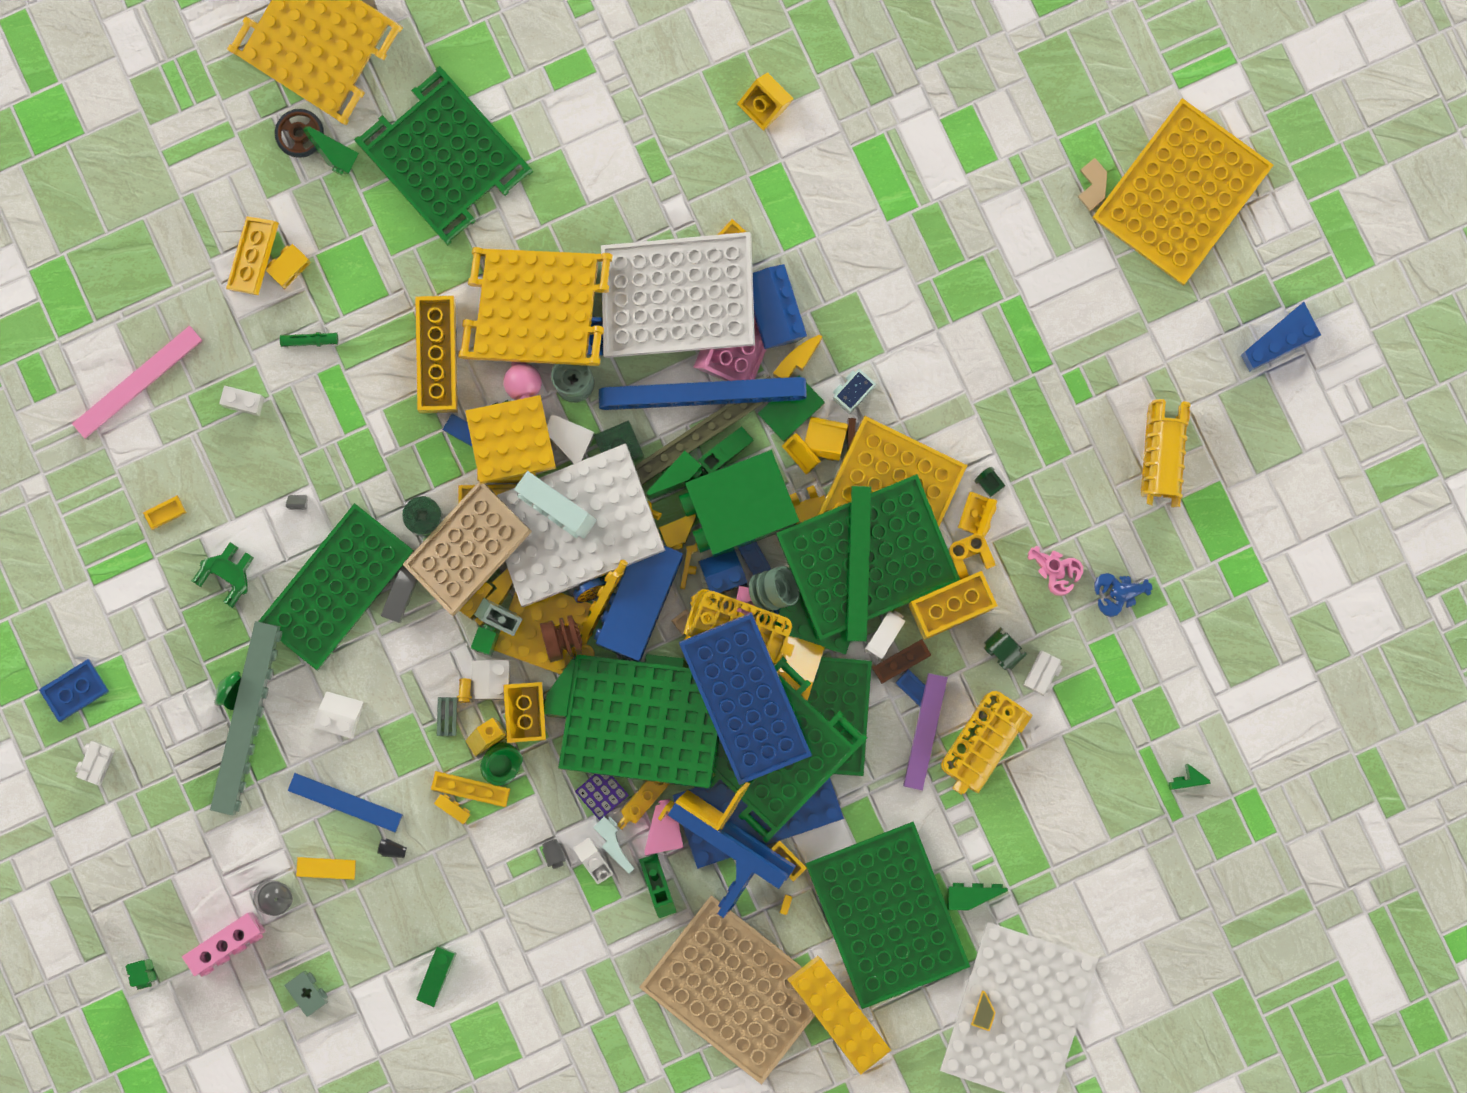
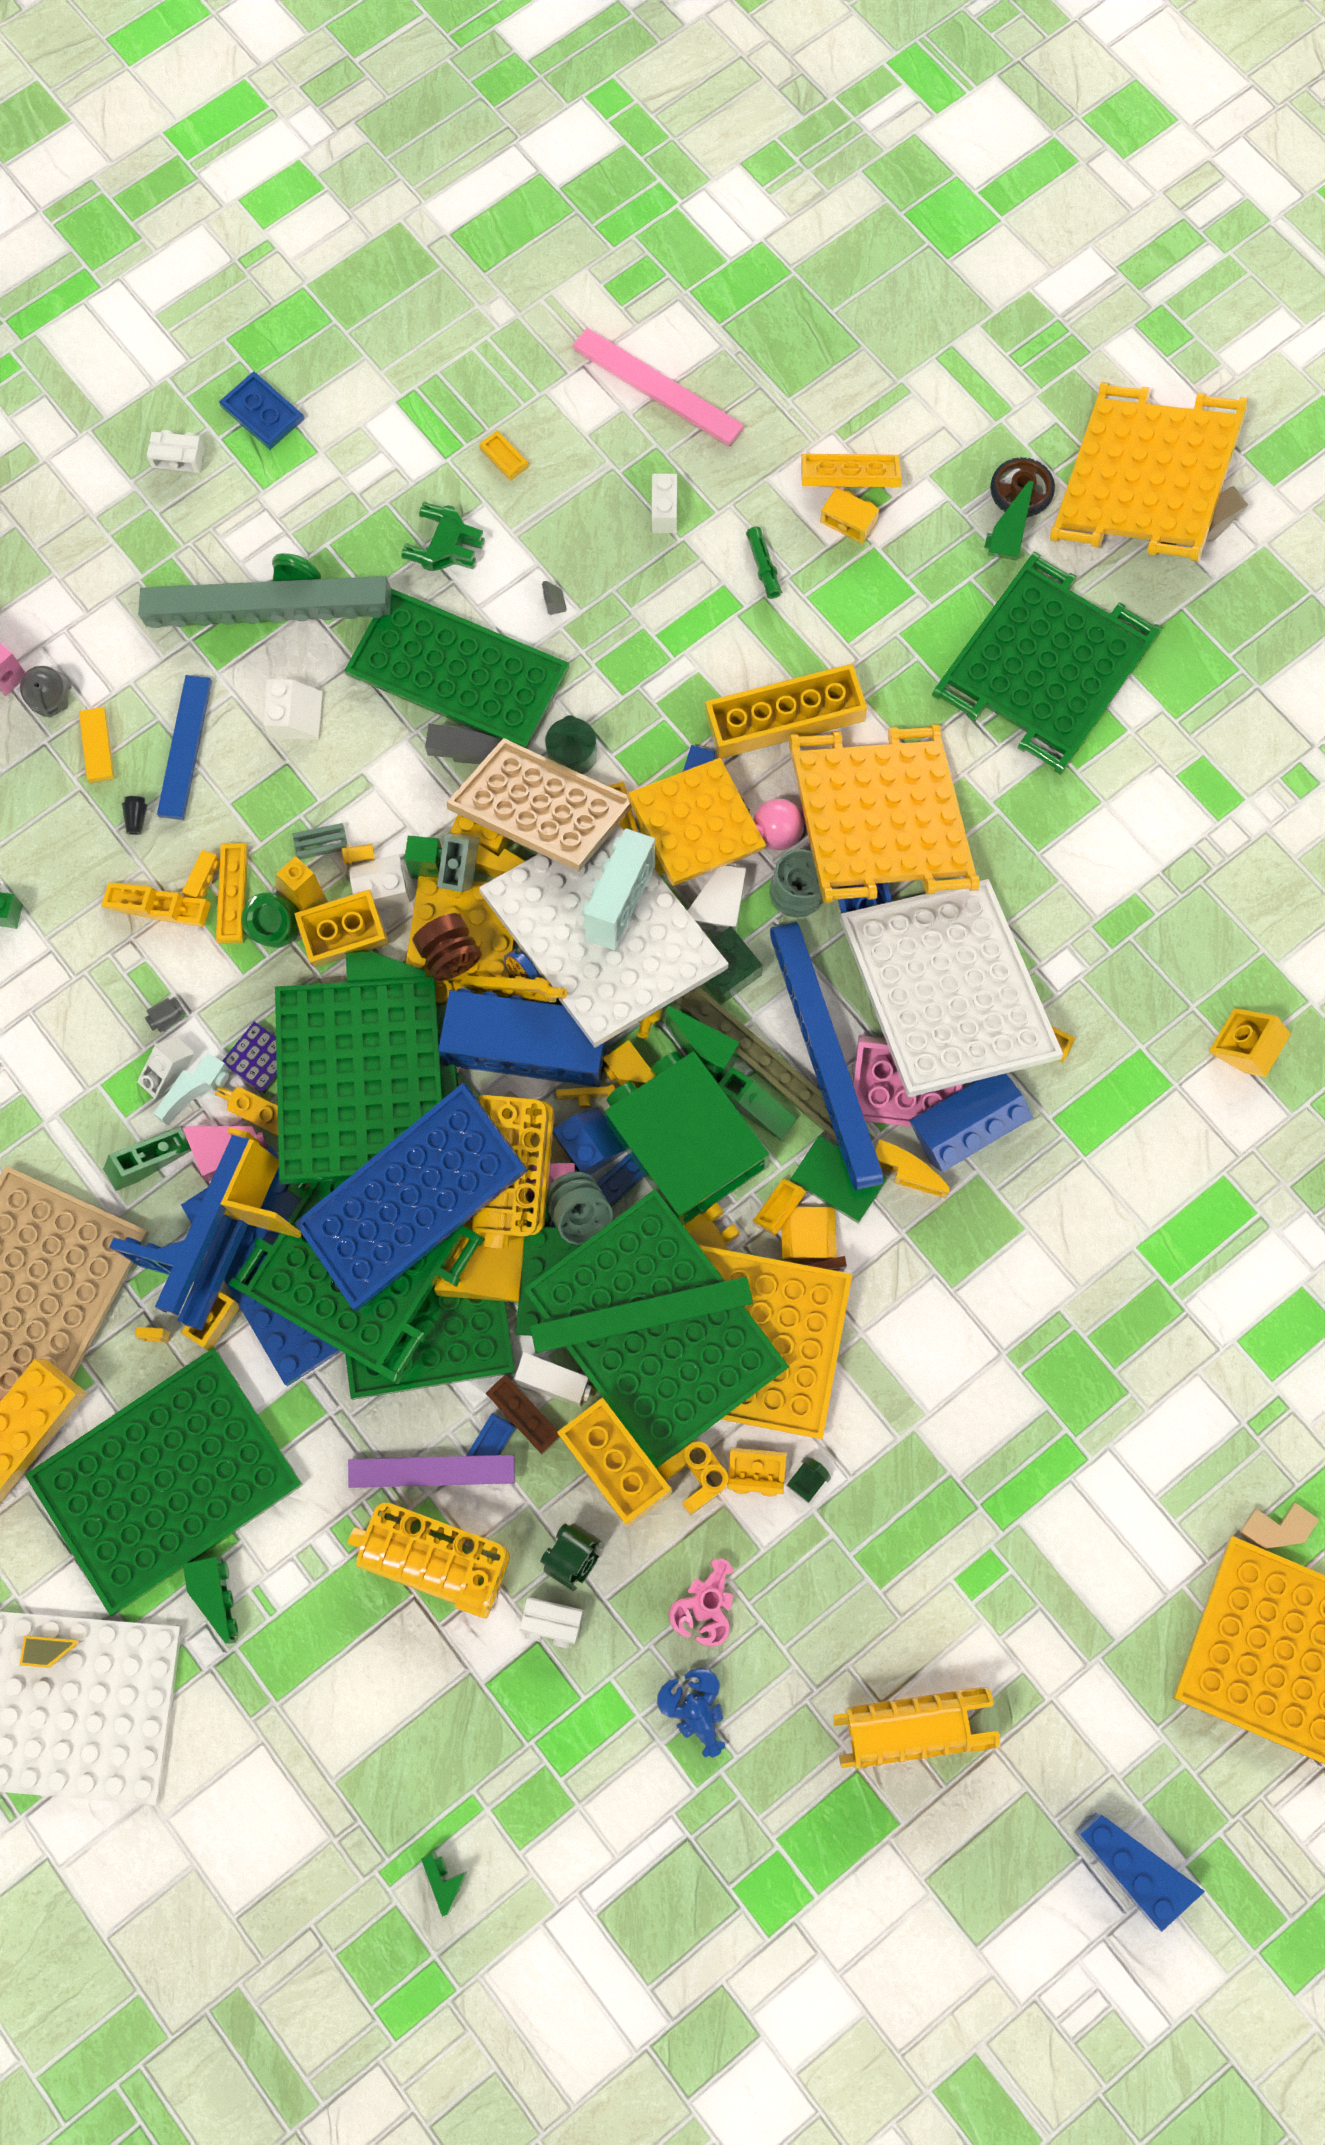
camera: 80 degrees right, 10 degrees down
(466, 846) = (155, 904): none -> yellow slope
(853, 391) = (885, 1256): brick -> none

